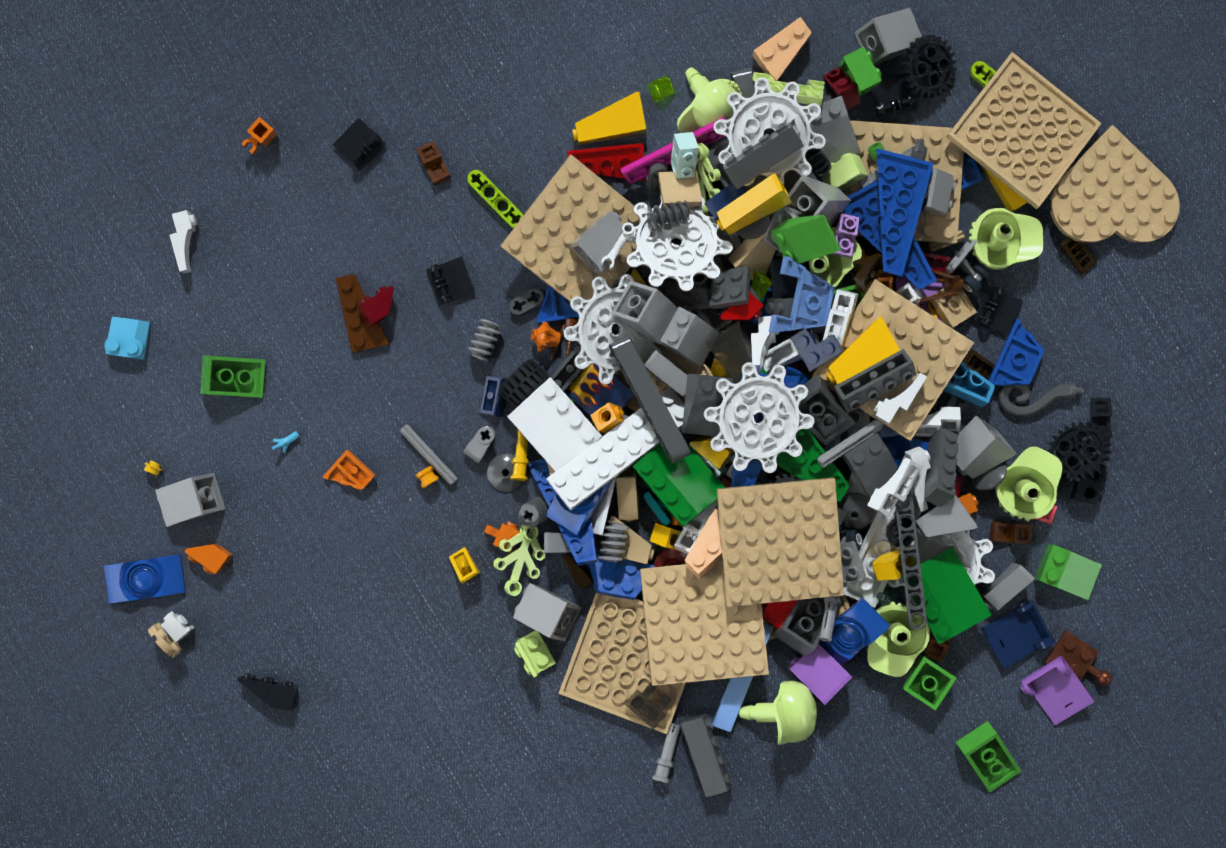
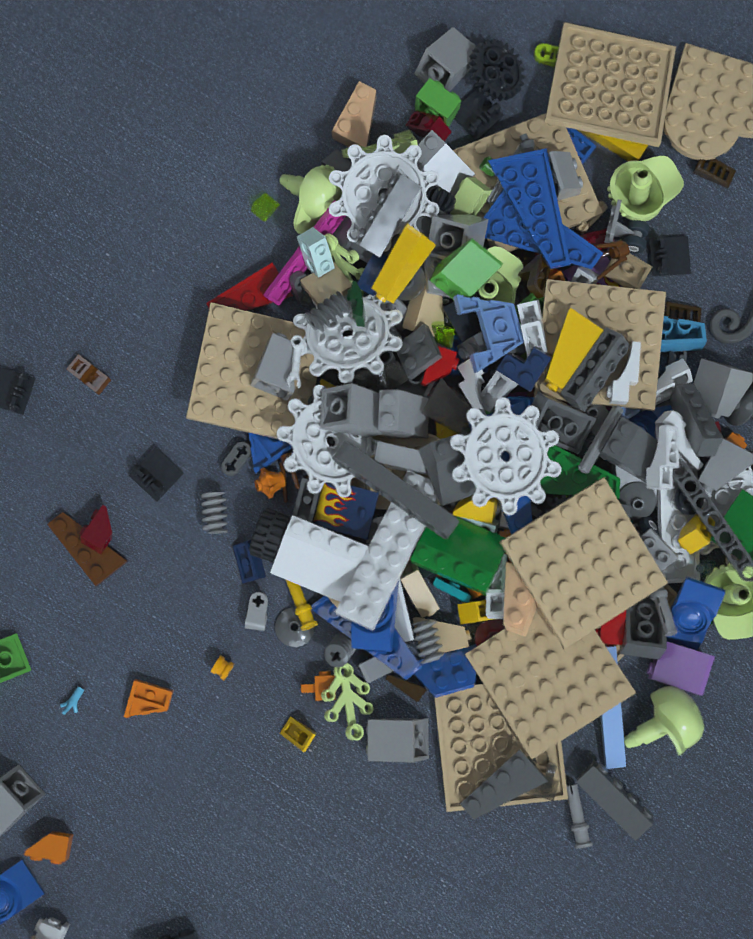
camera: 25 degrees left, 5 degrees down
(428, 454) = (214, 646): light grey axle -> none
(494, 201) = (162, 379): lime beam -> none
(534, 652) = (405, 784): yellowish green bracket -> none
(601, 416) = (358, 529): light orange brick -> none
(613, 122) = (235, 257): yellow slope -> none
(620, 695) = (505, 784): none -> dark grey wing
(698, 216) = (355, 297): none -> dark green slope
(845, 233) = (498, 246): lavender slope -> none
(1017, 358) = (710, 290): blue wing -> none

